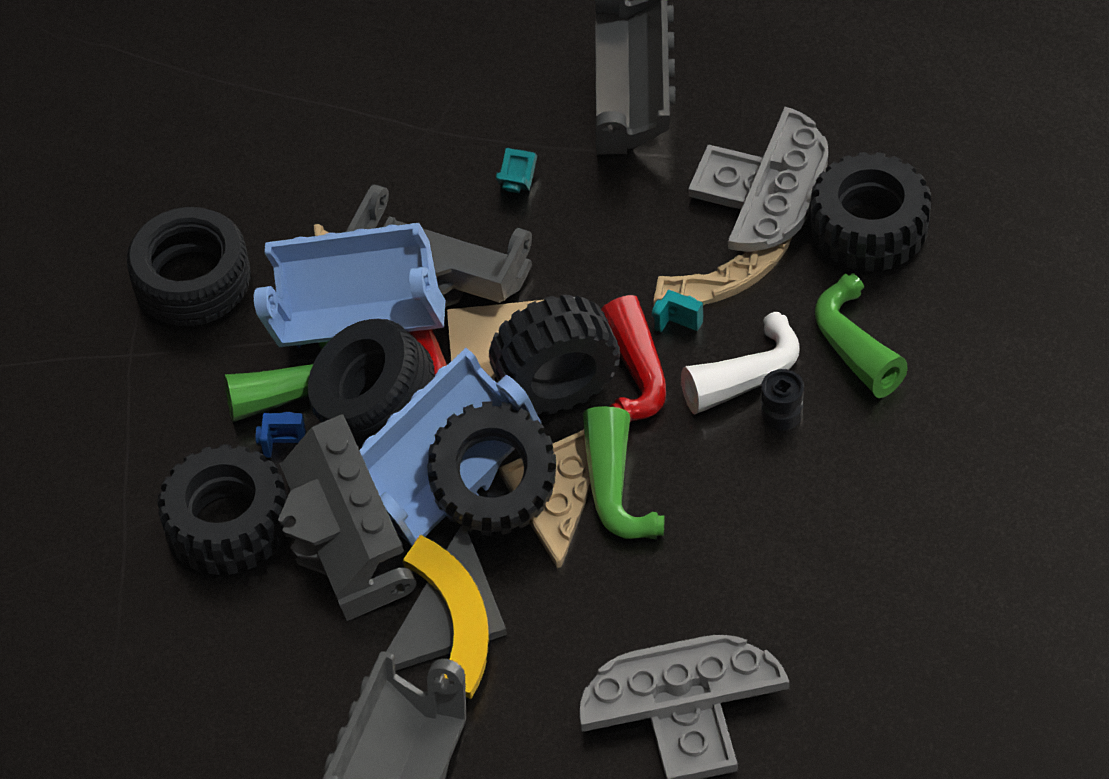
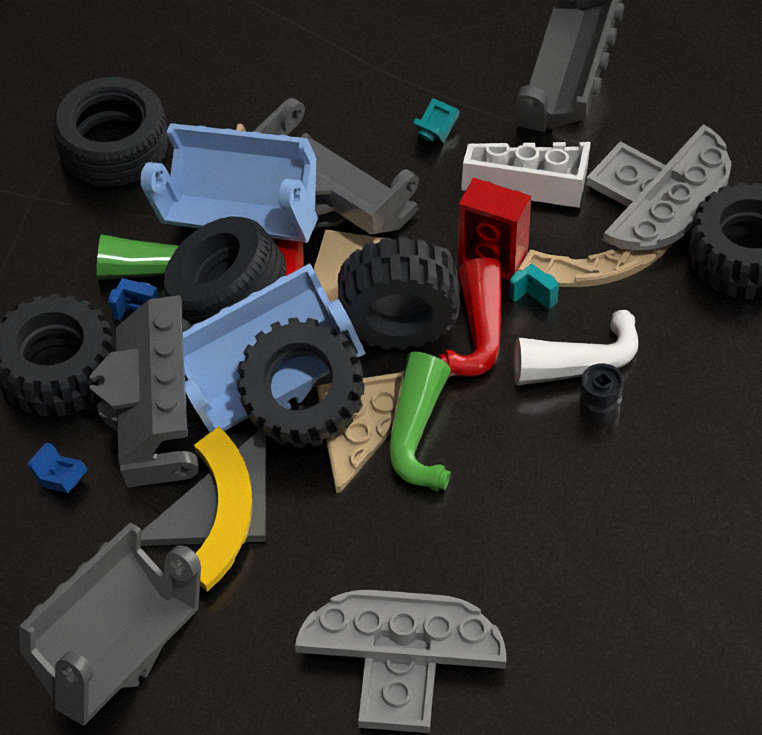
camera: 15 degrees right, 0 degrees up
(272, 624) = (54, 470): none -> blue bracket
(621, 261) = (494, 225): none -> red brick
(629, 198) = (545, 173): none -> white wedge
(871, 361) = (699, 380): bright green animal -> none

